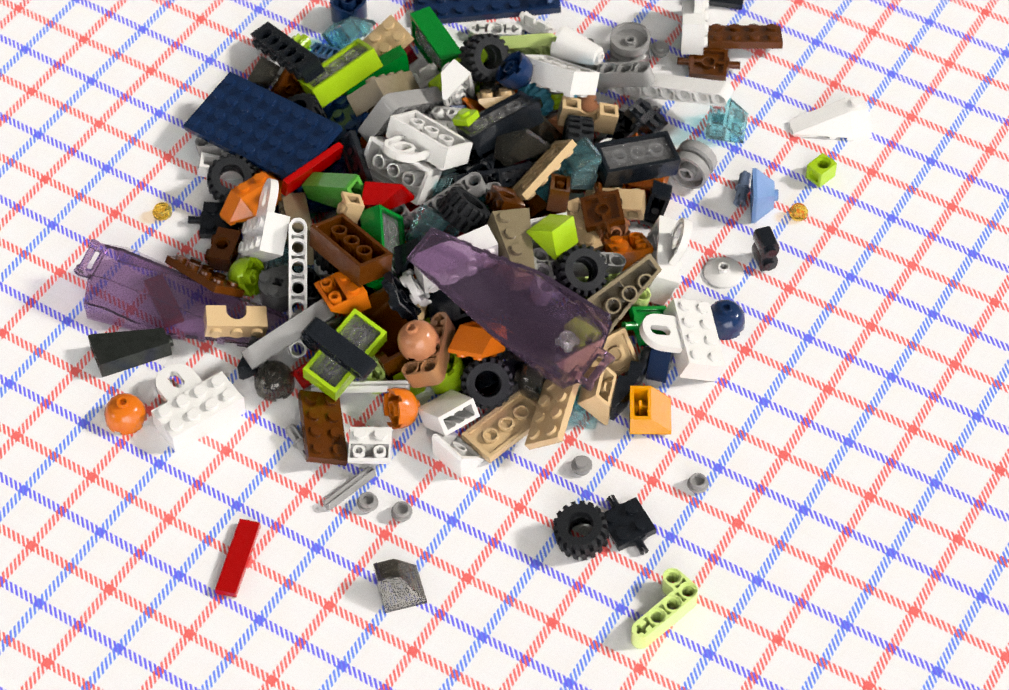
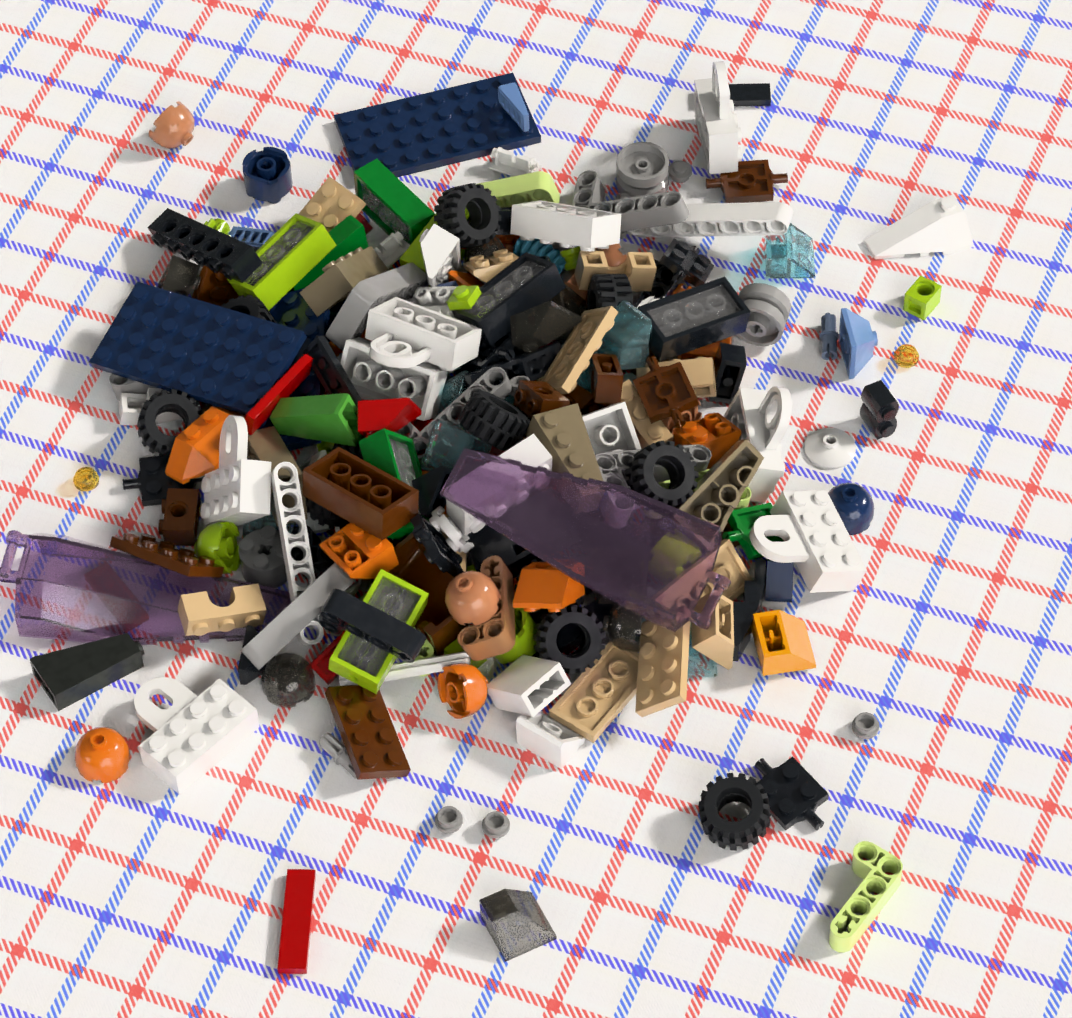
camera: 10 degrees left, 0 degrees up
(347, 30) = (275, 207): clear light blue slope -> none
(349, 488) = (420, 805): light grey axle -> none
(351, 206) = (346, 435): tan brick -> none
(370, 445) = (436, 744): white slope -> none
(489, 26) = (454, 173): white beam -> none
(516, 71) = (513, 228): dark blue cylinder -> none
(555, 234) = (618, 432): lime slope -> none
(567, 336) = (668, 562): clear plate -> none
(575, 48) = (579, 186): white cone -> none
(581, 465) = (712, 726): light grey plate -> none
(744, 36) = (786, 140): reddish brown plate -> none

